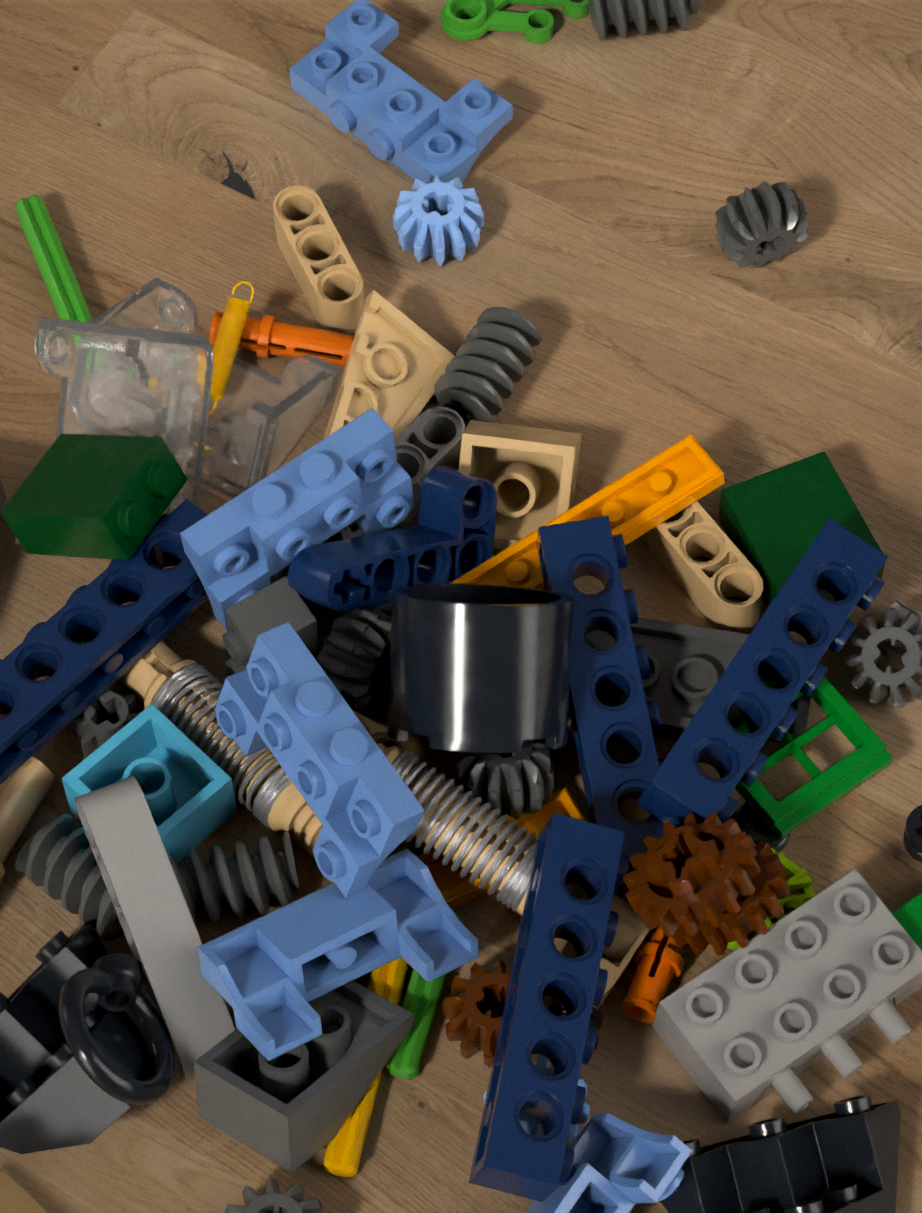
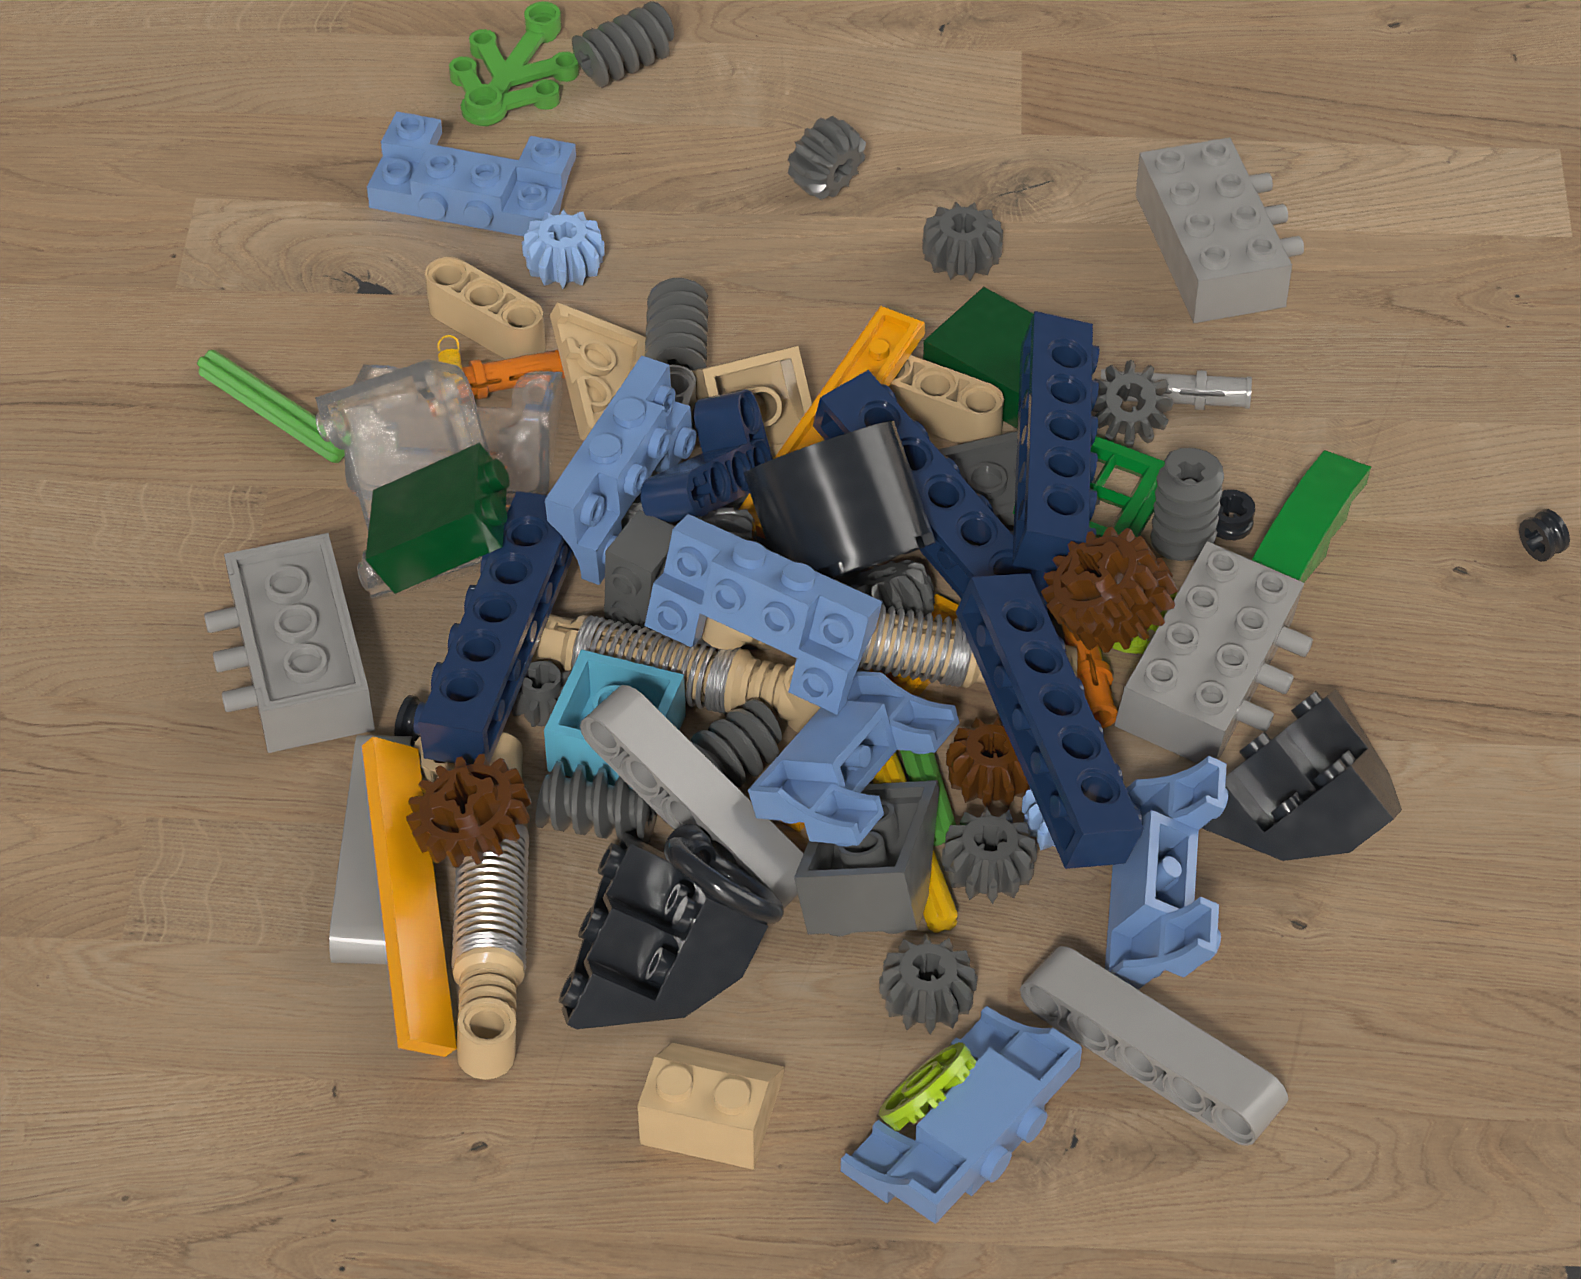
camera: 30 degrees left, 10 degrees down
(413, 1101) = (989, 855): none -> dark grey gear
(848, 381) = (962, 241): none -> dark grey gear
(871, 810) = (1186, 504): none -> dark grey piece

